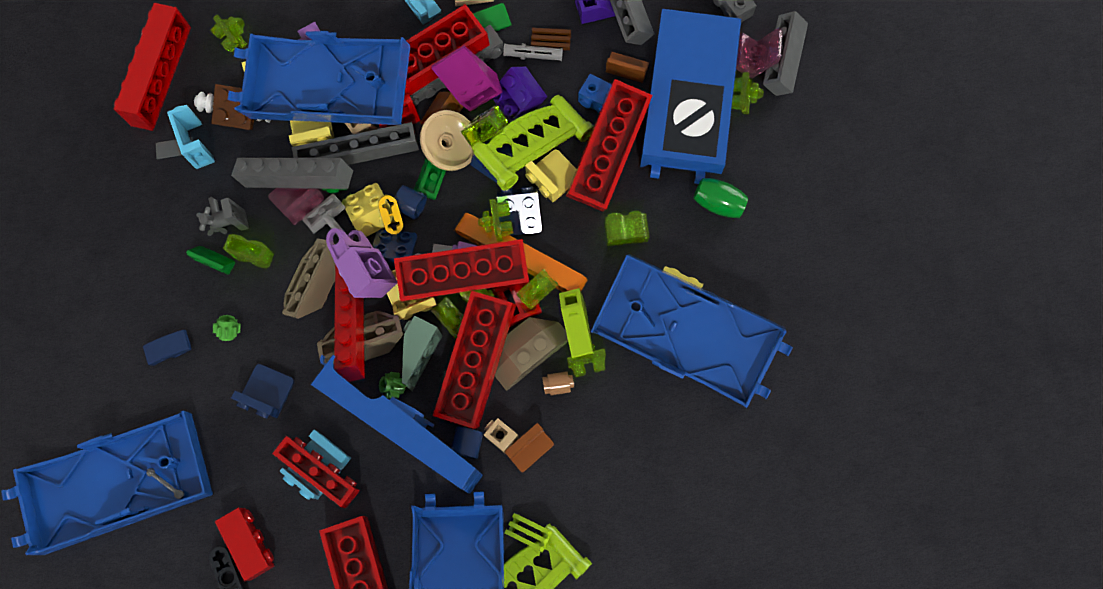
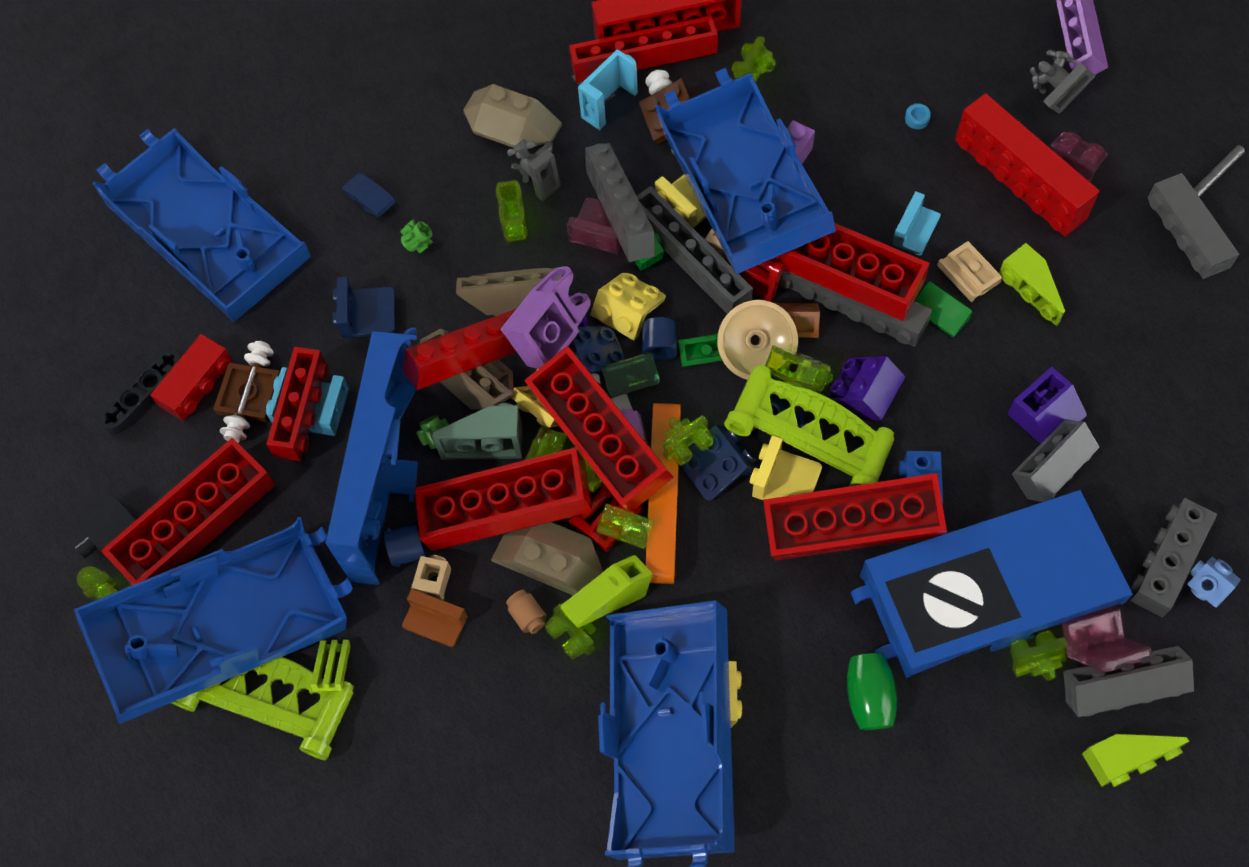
camera: 65 degrees right, 10 degrees down
(165, 217) = (510, 117): none -> dark tan wedge
(172, 92) = (648, 46): none -> red brick
(177, 493) = (217, 287): dark grey hinge -> none
(211, 259) = (486, 183): green slope -> none
(281, 507) = (246, 391): none -> reddish brown plate
(324, 214) = (595, 260): light grey plate -> none
(394, 212) = (625, 320): yellow beam -> none
(425, 233) = (629, 375): none -> clear green slope
(468, 78) = (842, 317): magenta slope -> none
(509, 50) = (917, 352): light grey pin -> none
(551, 35) = (972, 384): reddish brown tile -> none
(626, 228) = (765, 596): clear neon green brick -> none
(627, 67) = (982, 493): dark orange panel -> none
(825, 86) = (1122, 754): none -> lime slope

